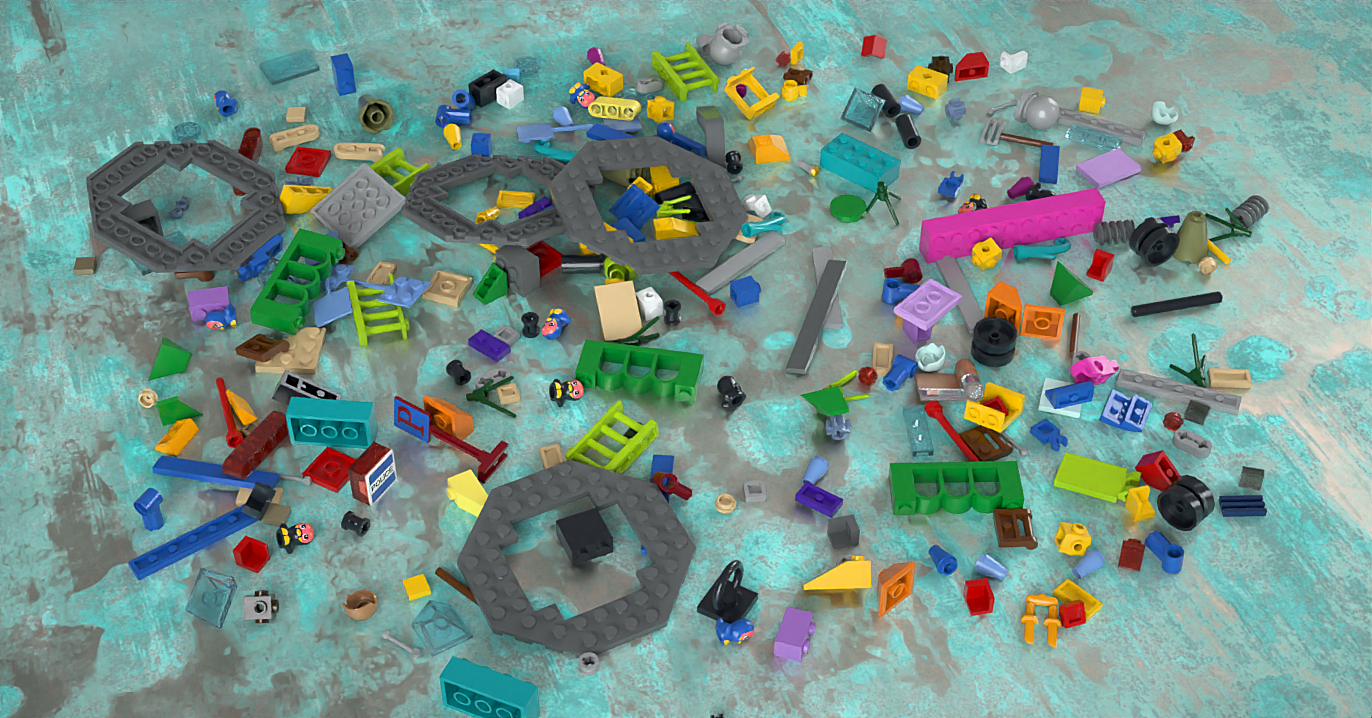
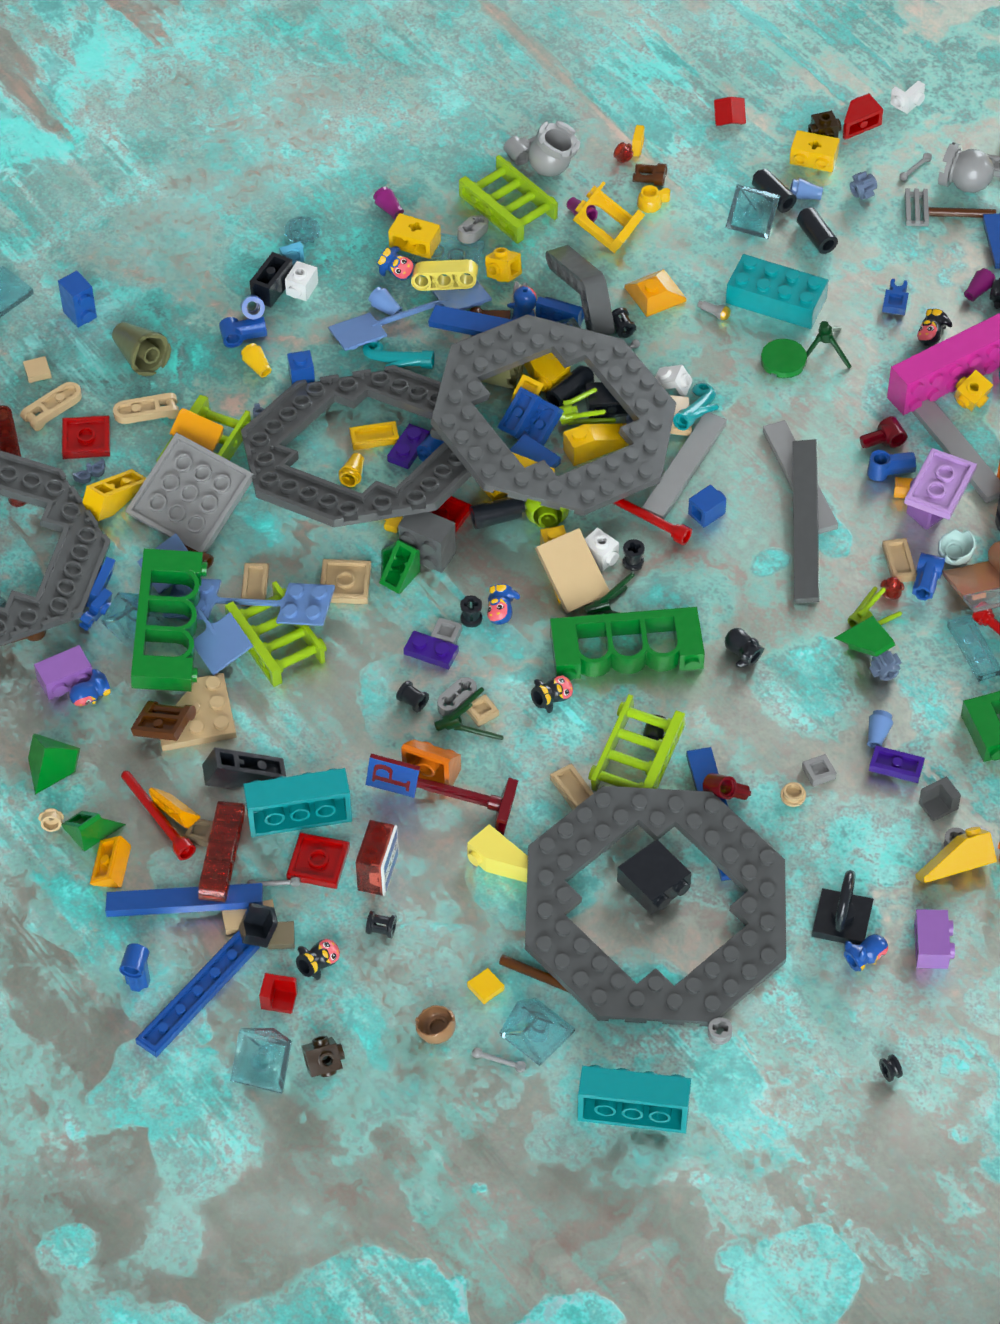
camera: 15 degrees left, 10 degrees up
(384, 166) = (197, 429): none -> light orange slope

